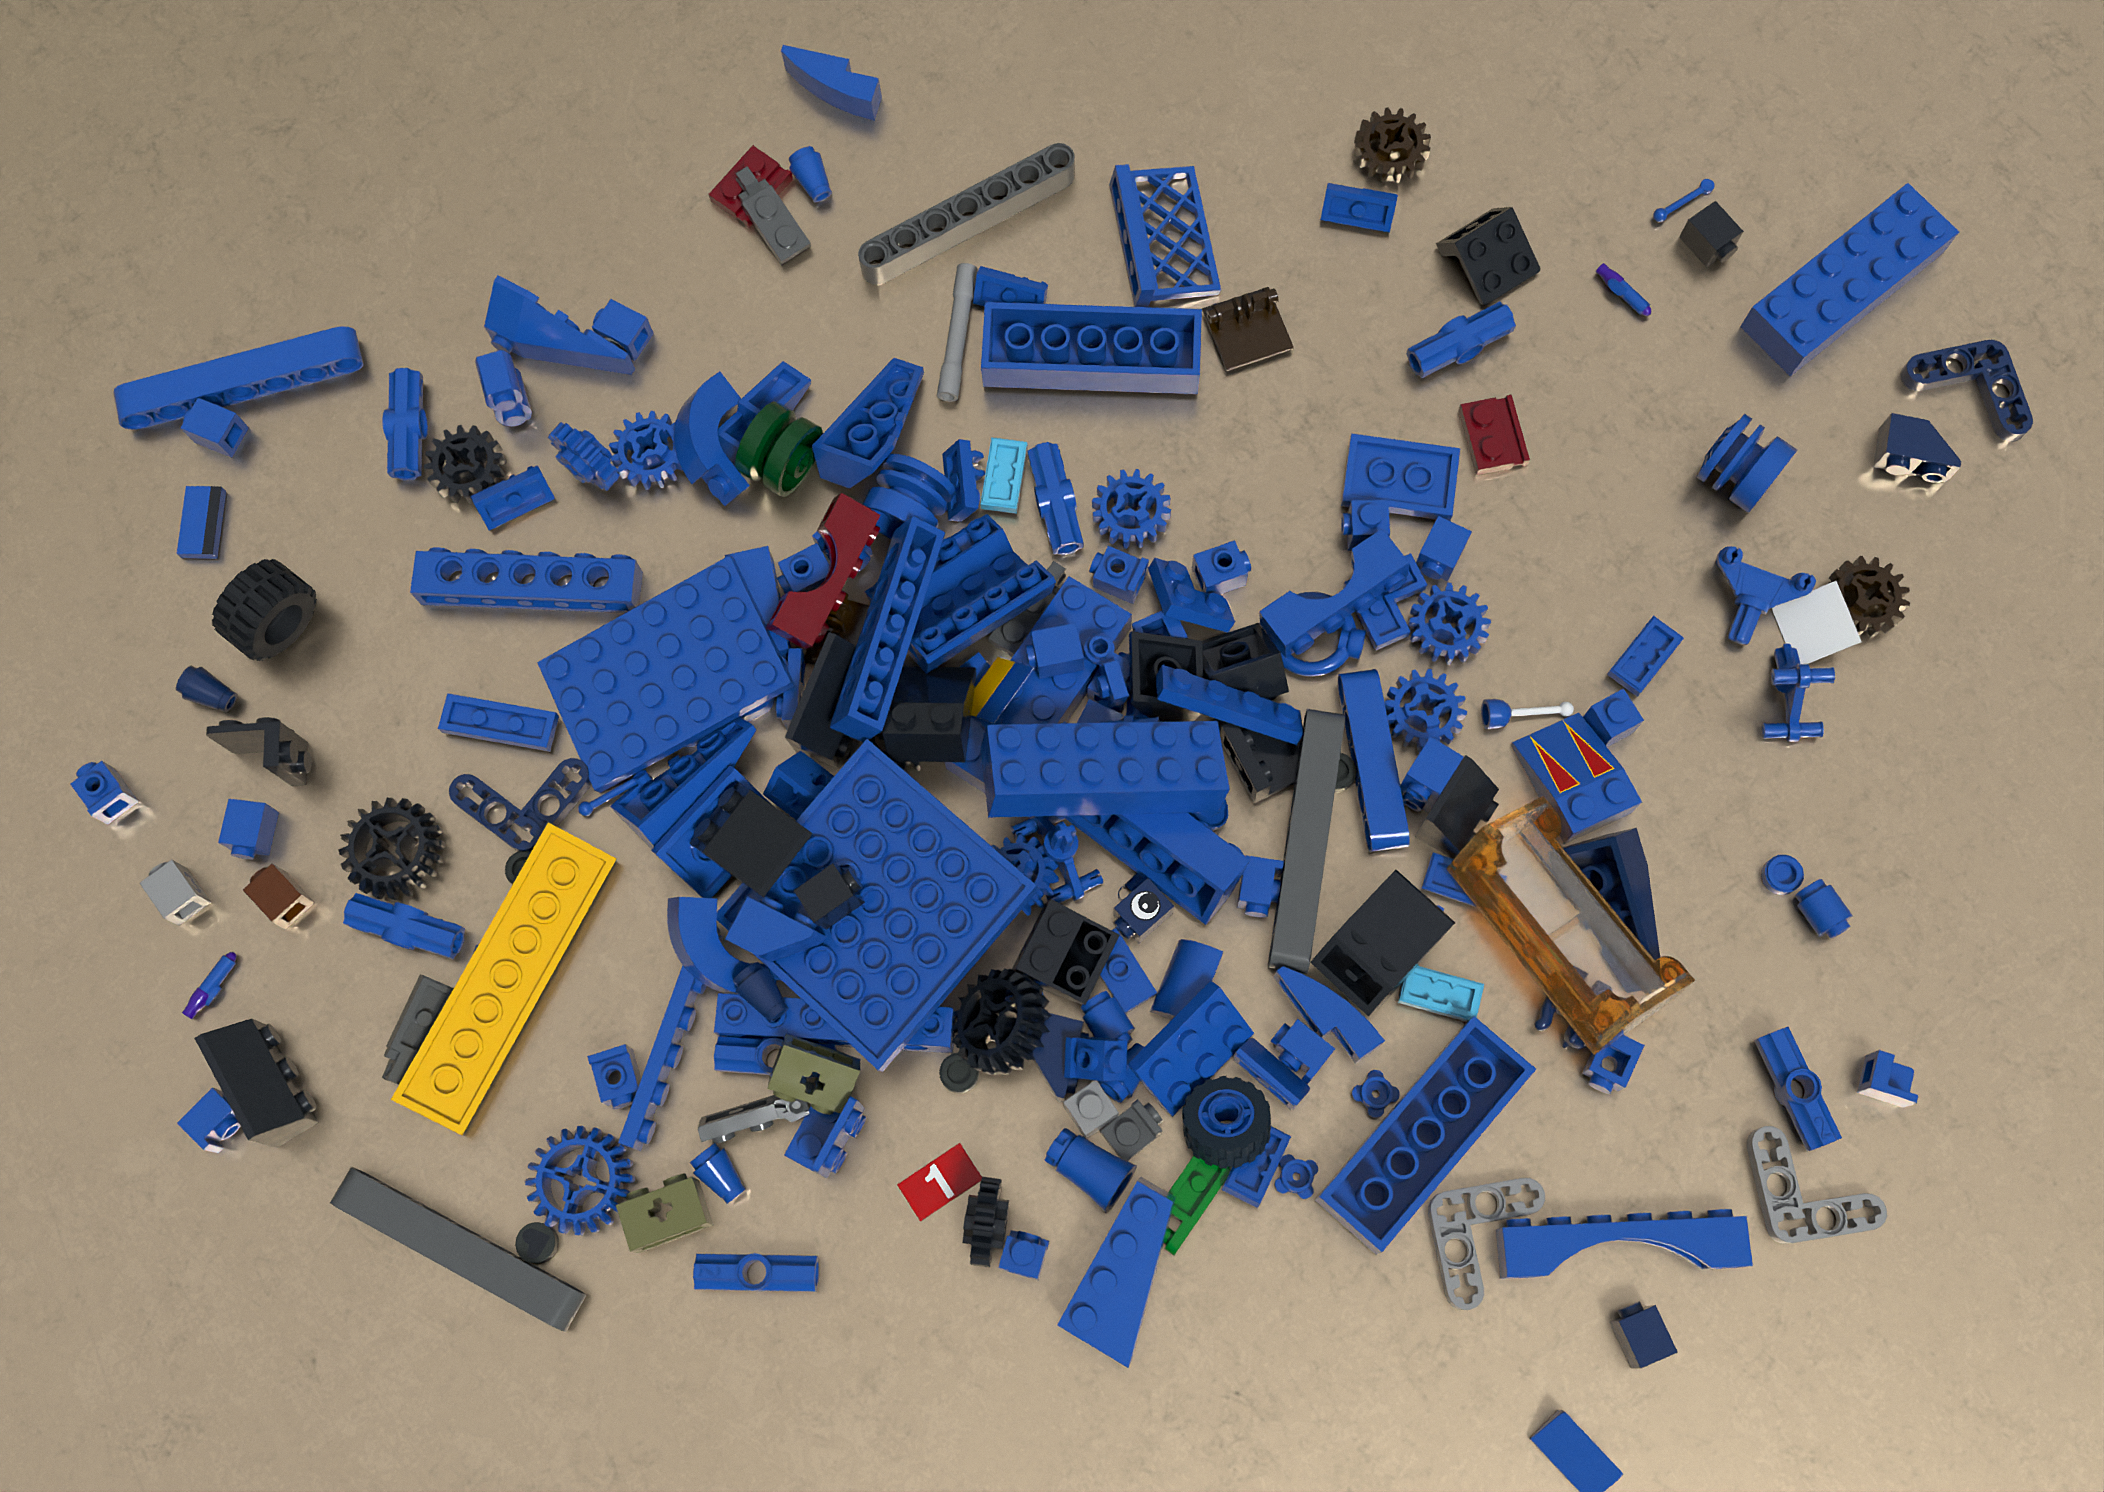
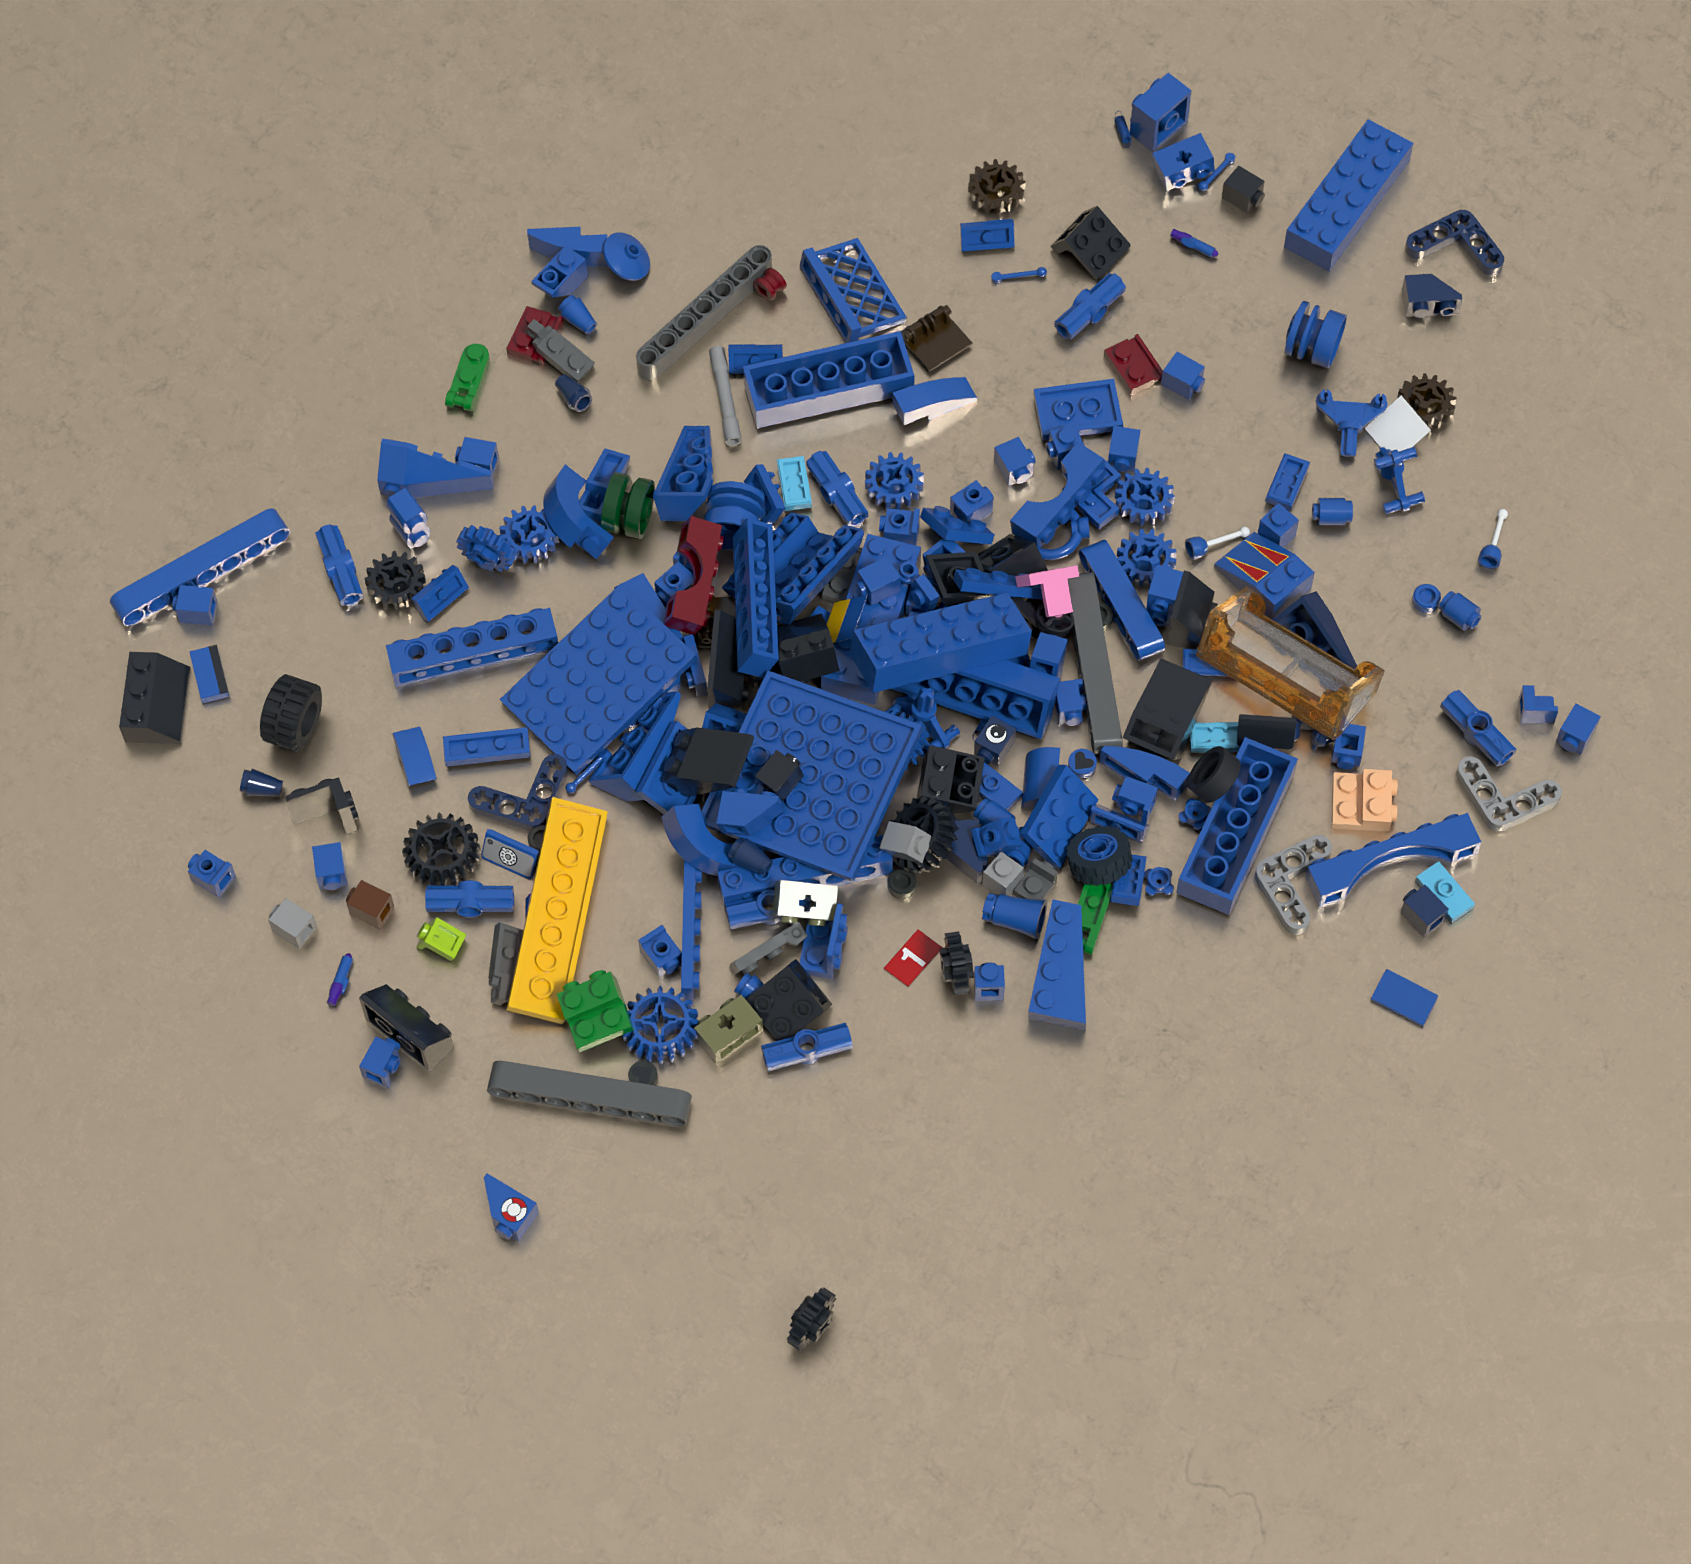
camera: 20 degrees left, 10 degrees down
(118, 537) = (154, 699): none -> black slope
(297, 1380) = (509, 1209): none -> blue slope
(349, 970) = (440, 938): none -> lime bracket
(404, 709) = (414, 756): none -> blue slope
(474, 878) = (510, 854): none -> slope
(496, 1140) = (595, 1010): none -> green plate
(651, 220) = (468, 377): none -> green plate
(755, 1203) = (788, 1001): none -> black bracket
(770, 277) = (574, 393): none -> dark blue cone
(806, 116) = (562, 274): none -> blue slope
(886, 120) = (626, 256): none -> blue dish
(969, 1034) = (905, 842): none -> light grey brick
(1062, 199) = (770, 284): none -> dark red wheel
(1218, 410) = (932, 398): none -> blue slope
(1247, 821) = (1049, 654): none -> blue slope
(1249, 974) = (1082, 763): none -> blue tile
(1281, 737) = (1055, 596): none -> bright pink piece
(1295, 526) = (1014, 461): none -> blue brick
(1354, 267) = (997, 277): none -> blue hinge
(1426, 1071) = (1213, 774): none -> black tyre
(1506, 1013) = (1267, 730): none -> black slope
(1553, 469) = (1183, 376): none -> blue brick
(1579, 111) = (1123, 129): none -> blue piece
(1609, 1145) = (1364, 800): none -> light nougat plate
(1635, 100) = (1160, 111): none -> blue brick
(1645, 176) = (1183, 162): none -> blue brick
(1680, 1312) = (1447, 890): none -> medium azure plate
(1693, 716) = (1332, 511): none -> blue brick
(1889, 839) = (1490, 554): none -> blue hinge
(1935, 1132) = (1578, 729): none -> blue brick

